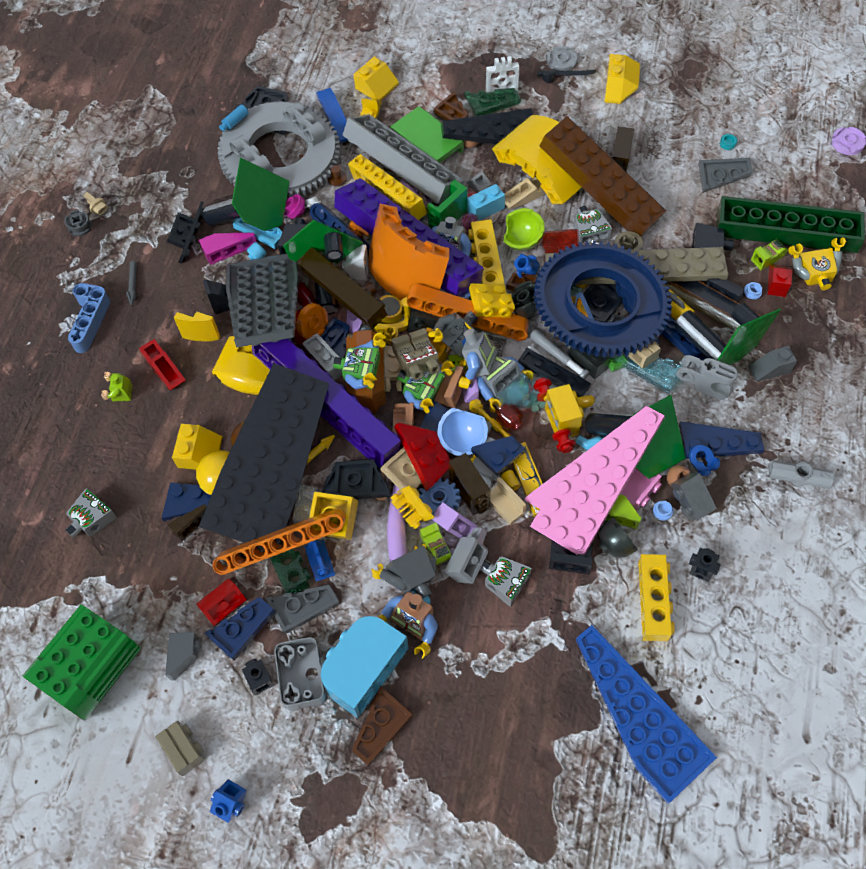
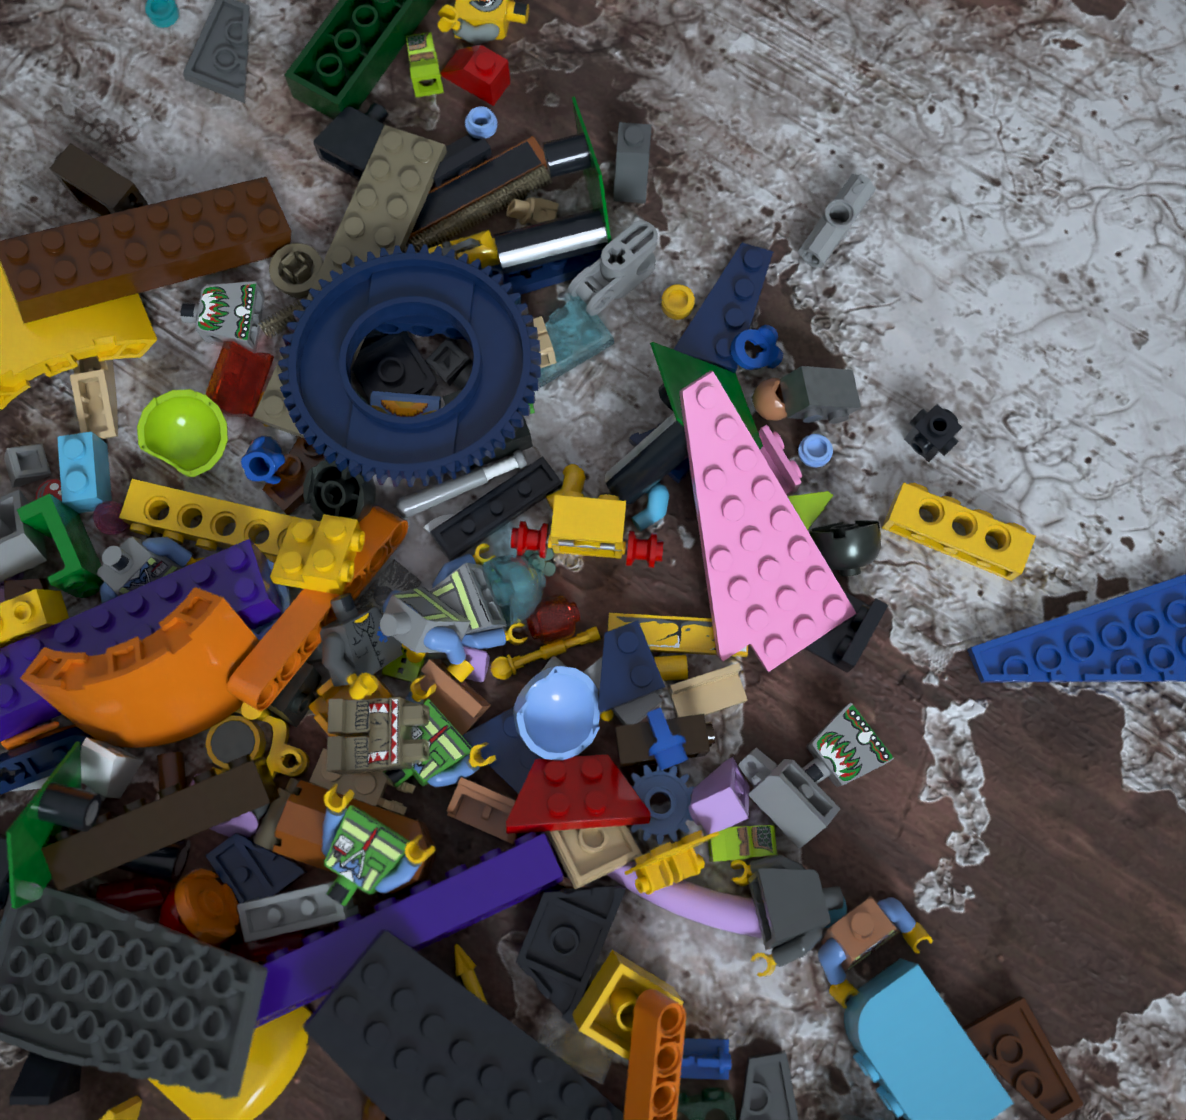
camera: 70 degrees left, 15 degrees up
(466, 474) = (668, 747): none -> blue piece
(709, 415) = (677, 301): none -> yellow tile
(719, 329) = (532, 210): none -> tan piece

